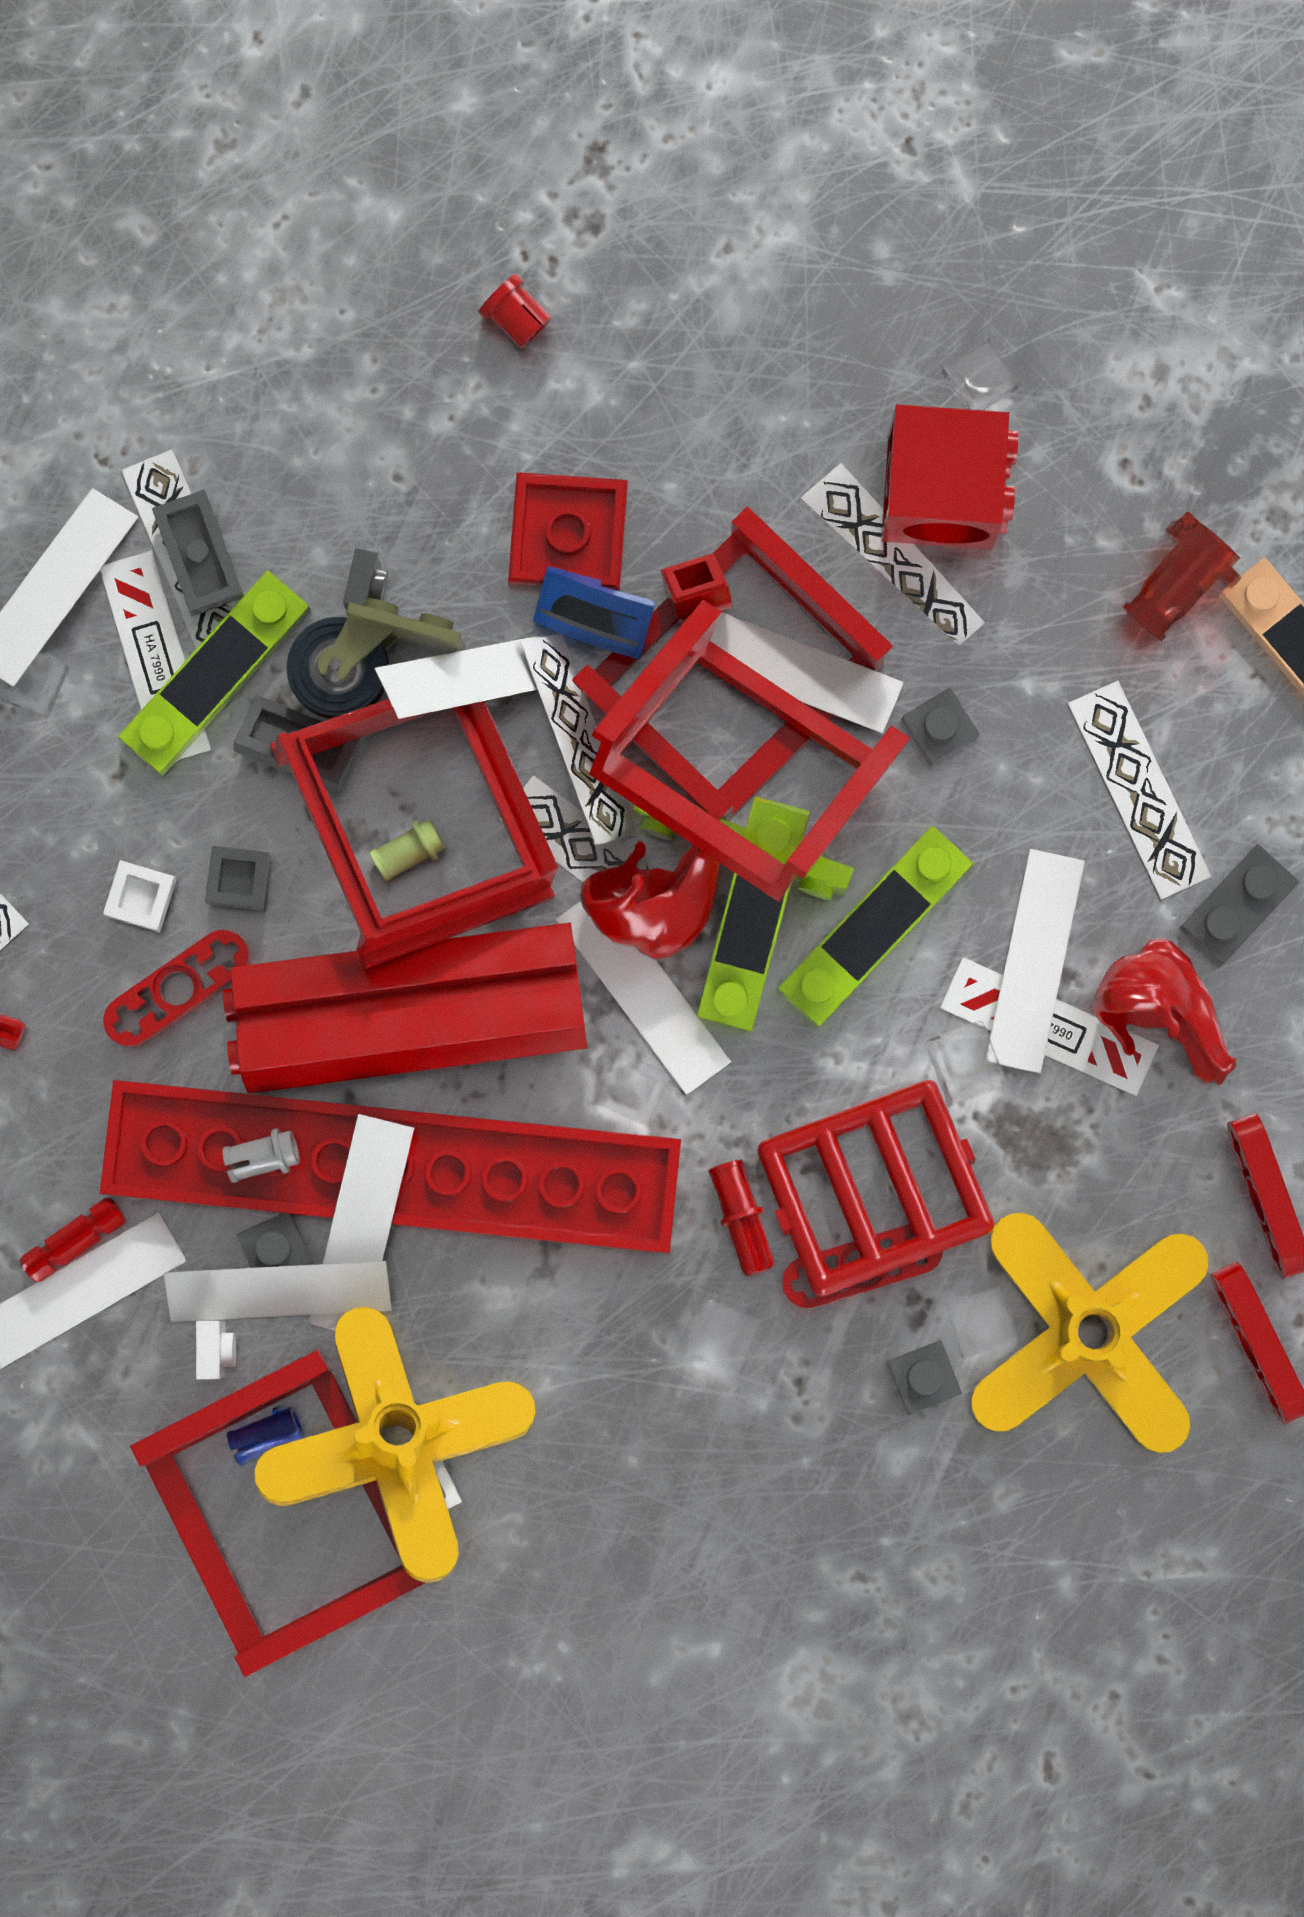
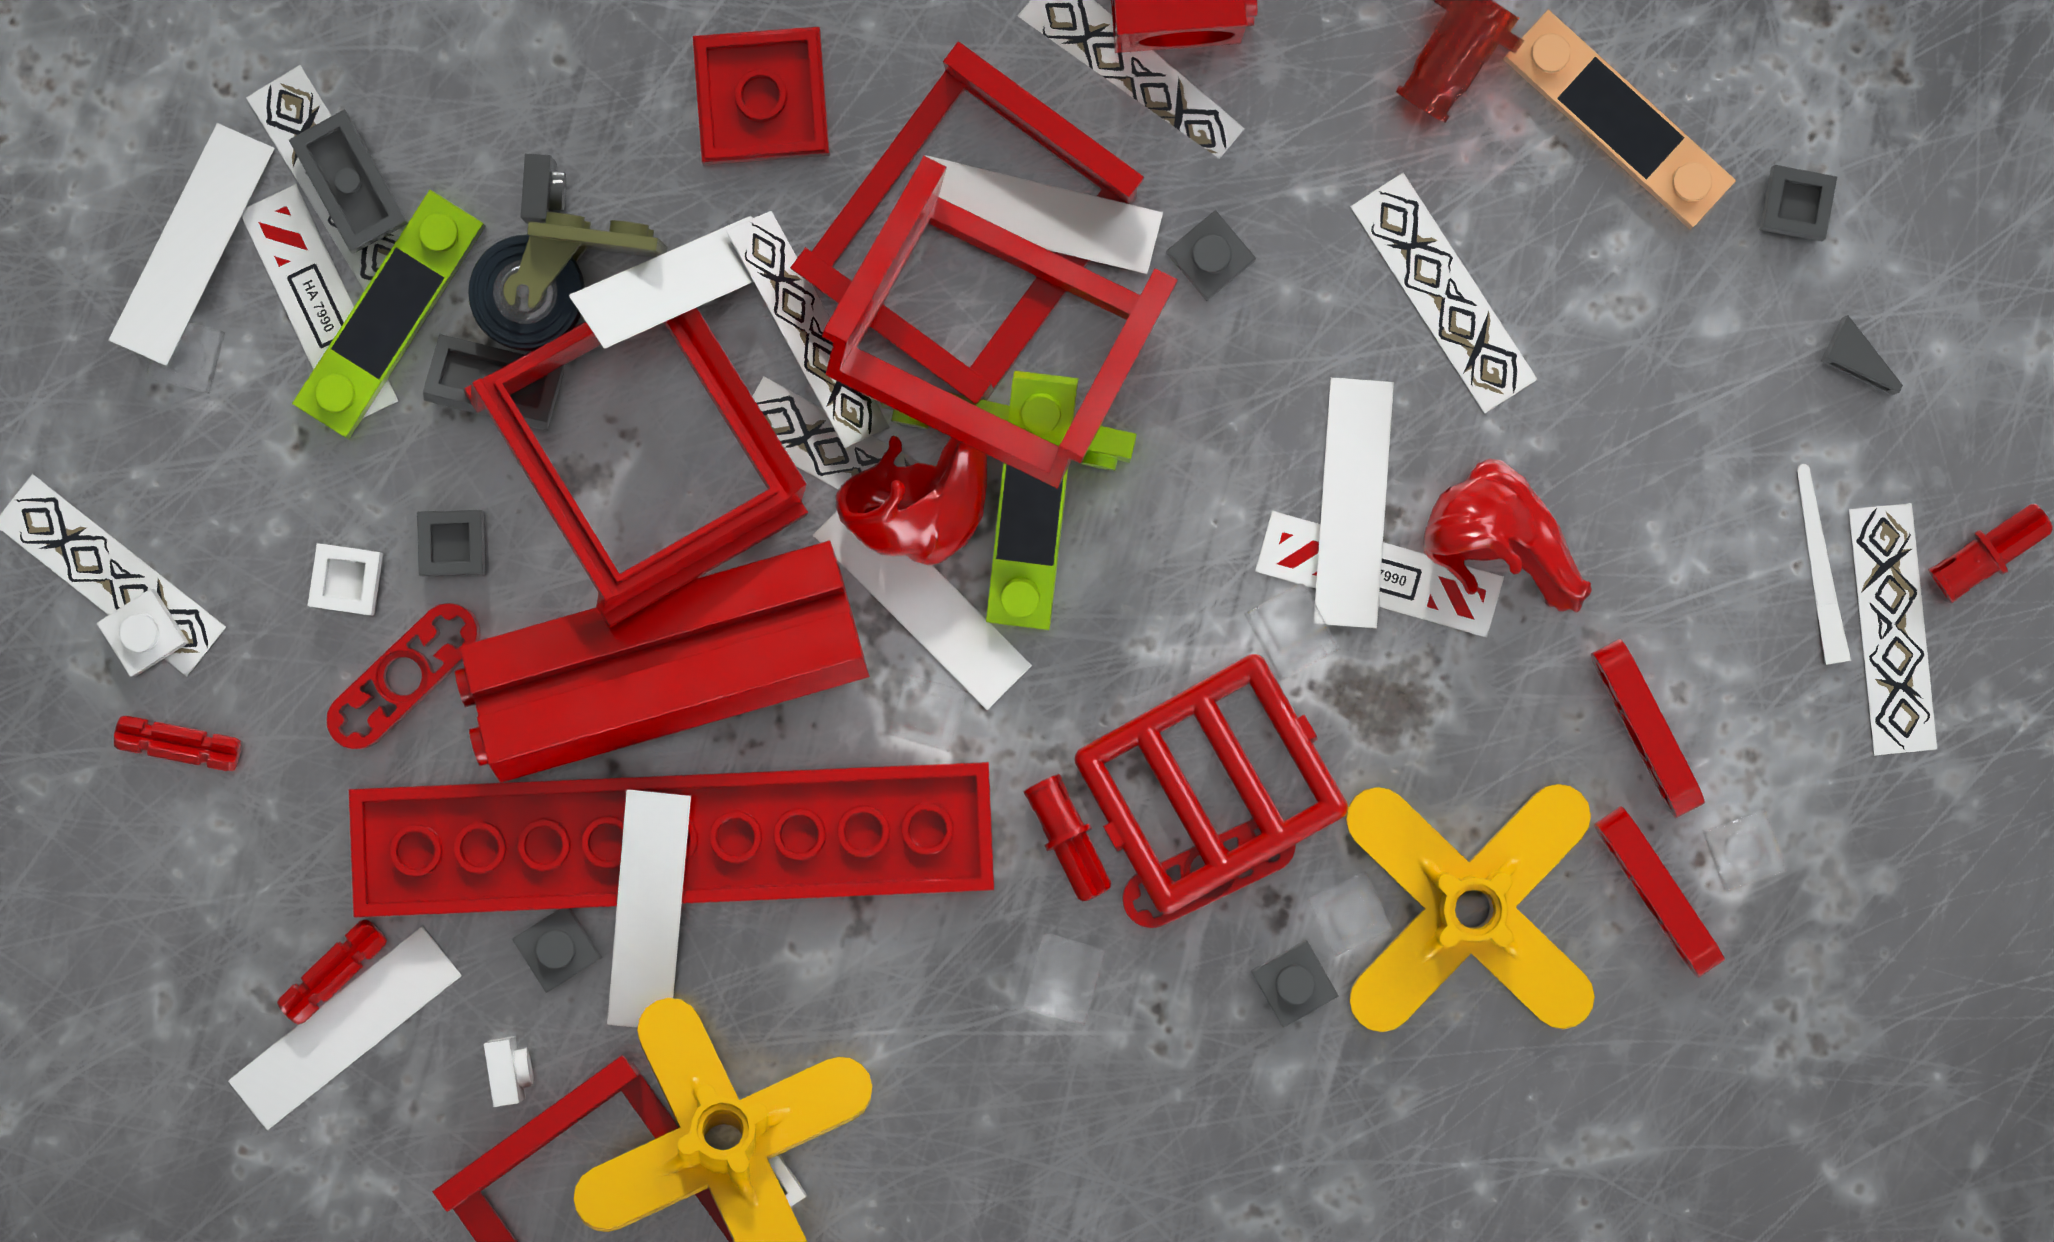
camera: 10 degrees left, 5 degrees up
(262, 1155) = (527, 850): light grey pin -> none
(265, 1434) = (579, 1154): clear blue pin -> none
(277, 1291) = (567, 995): white sticker -> none
(408, 850) = (636, 483): yellowish green pin -> none
(593, 613) = (803, 186): blue slope -> none
(693, 582) = (911, 136): red brick -> none
(875, 926) = (1170, 491): plate -> none
(1239, 904) = (1572, 407): dark grey plate -> none

